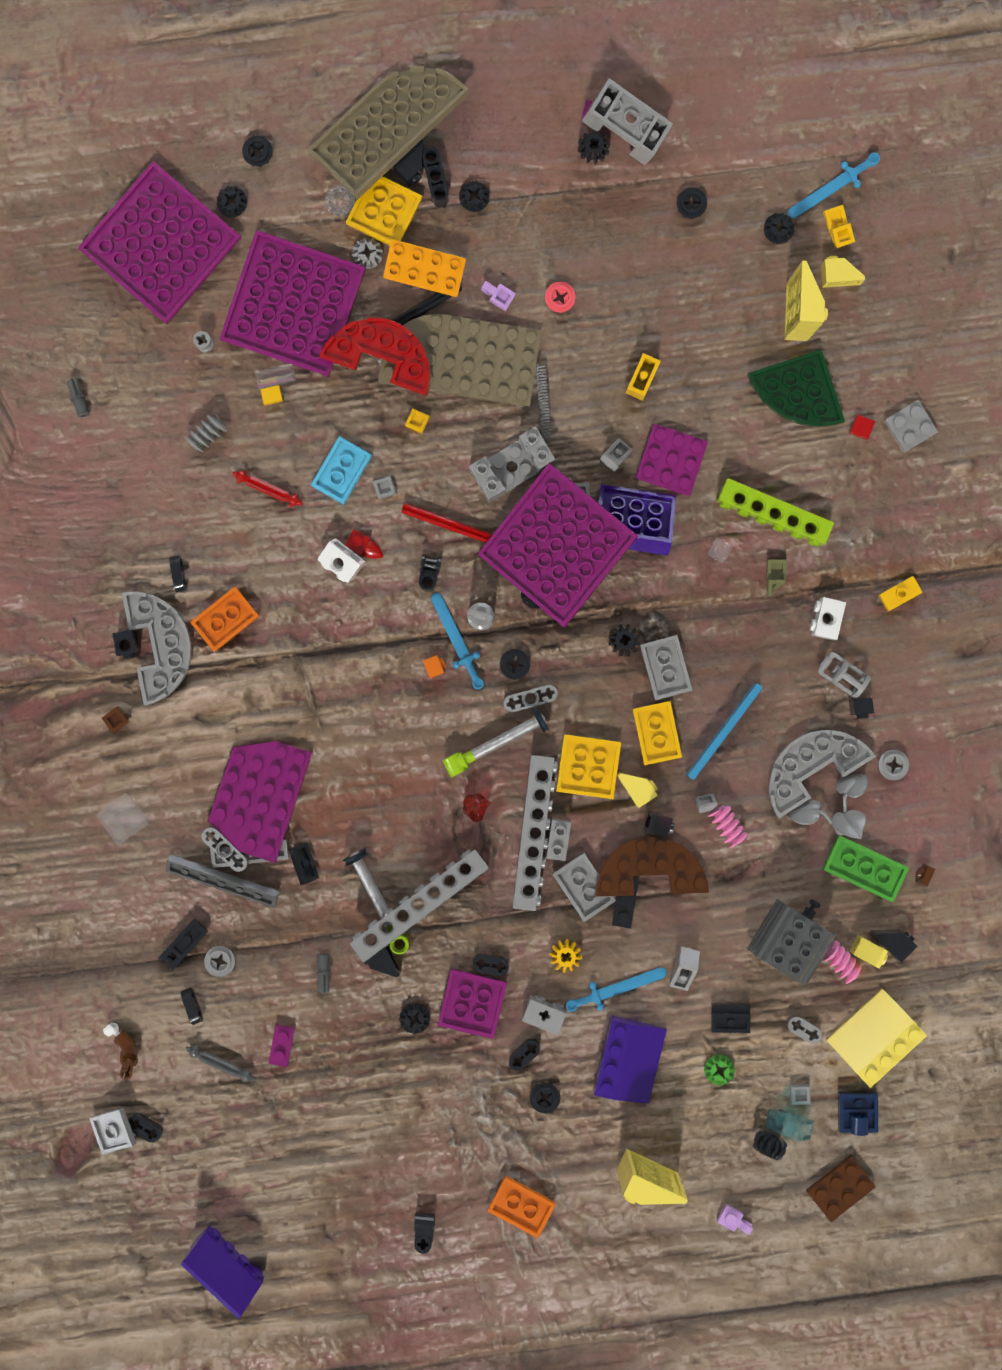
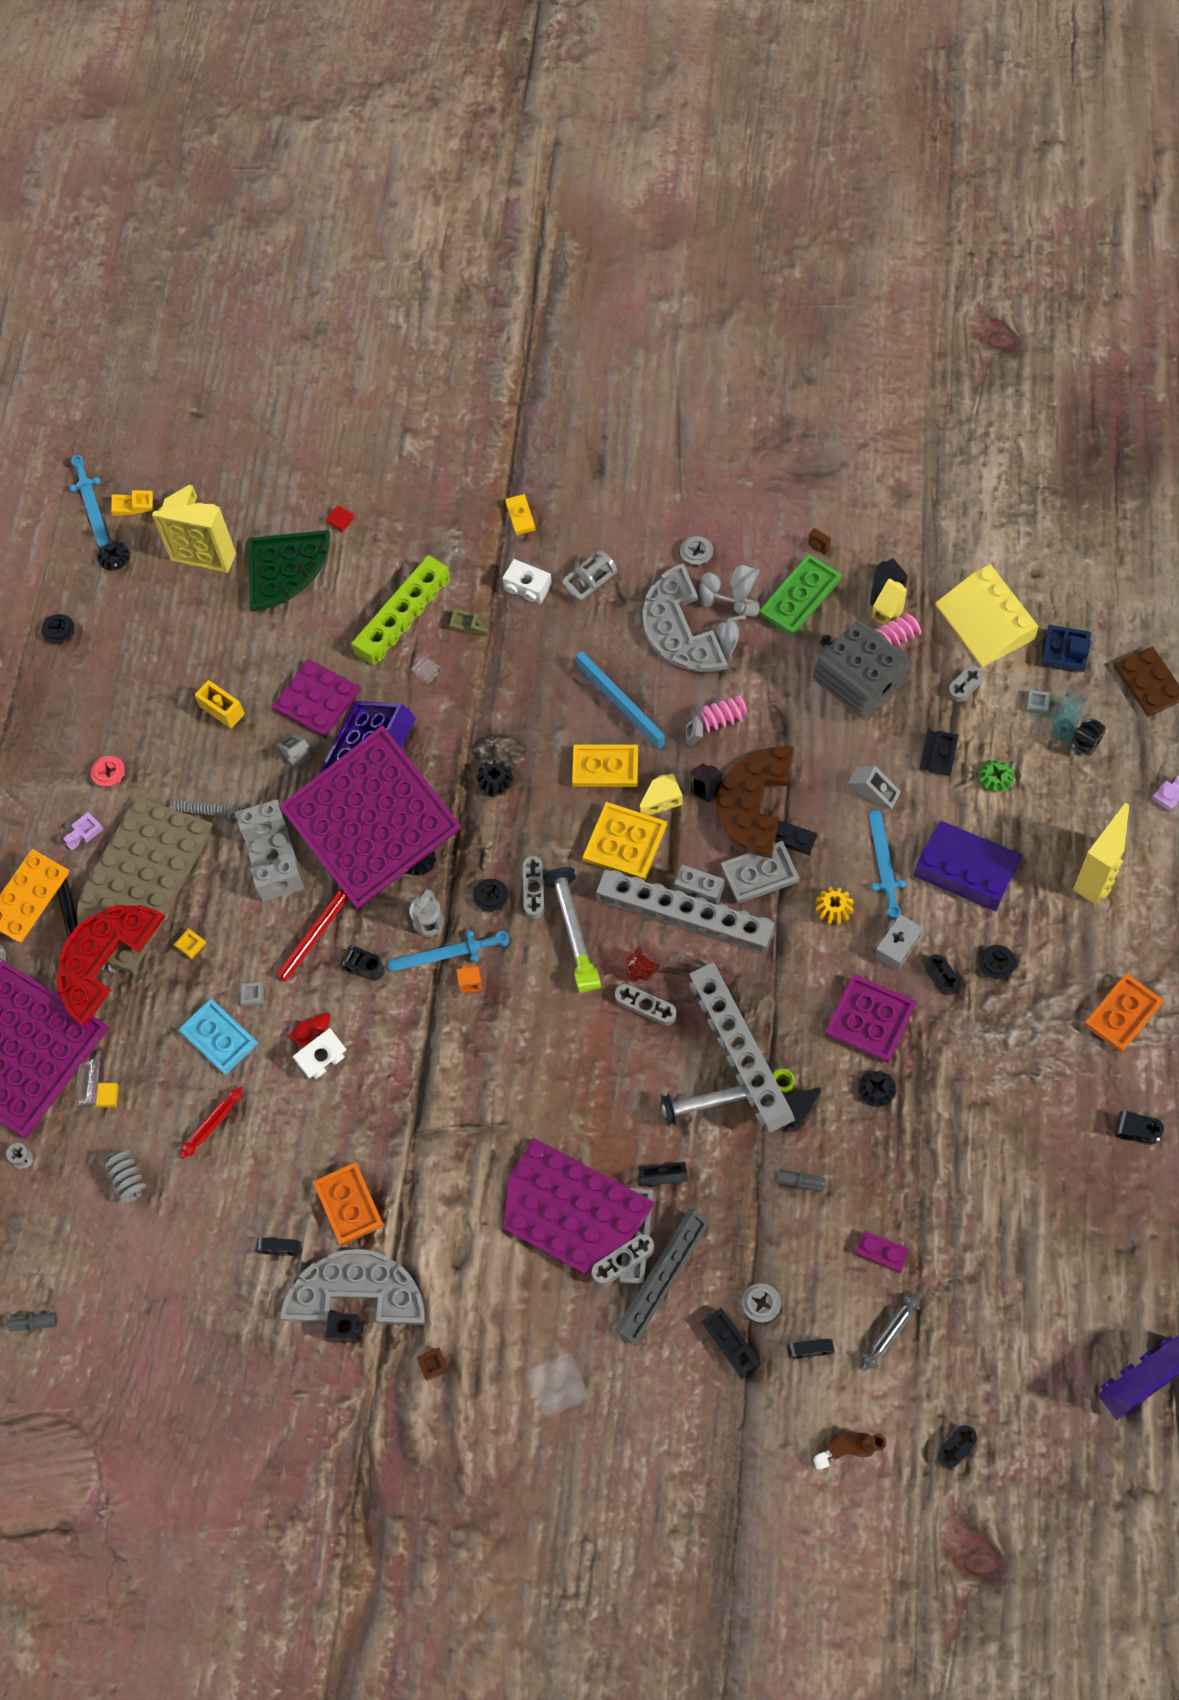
camera: 75 degrees left, 25 degrees down
(112, 1130) = (952, 1485): light grey plate -> none
(446, 831) = (663, 1005): none -> light grey beam
(489, 969) = (824, 988): black beam -> none
(666, 667) = (536, 743): light grey plate -> none
(861, 707) = (628, 567): black plate -> none
(910, 426) = (353, 476): light grey plate -> none

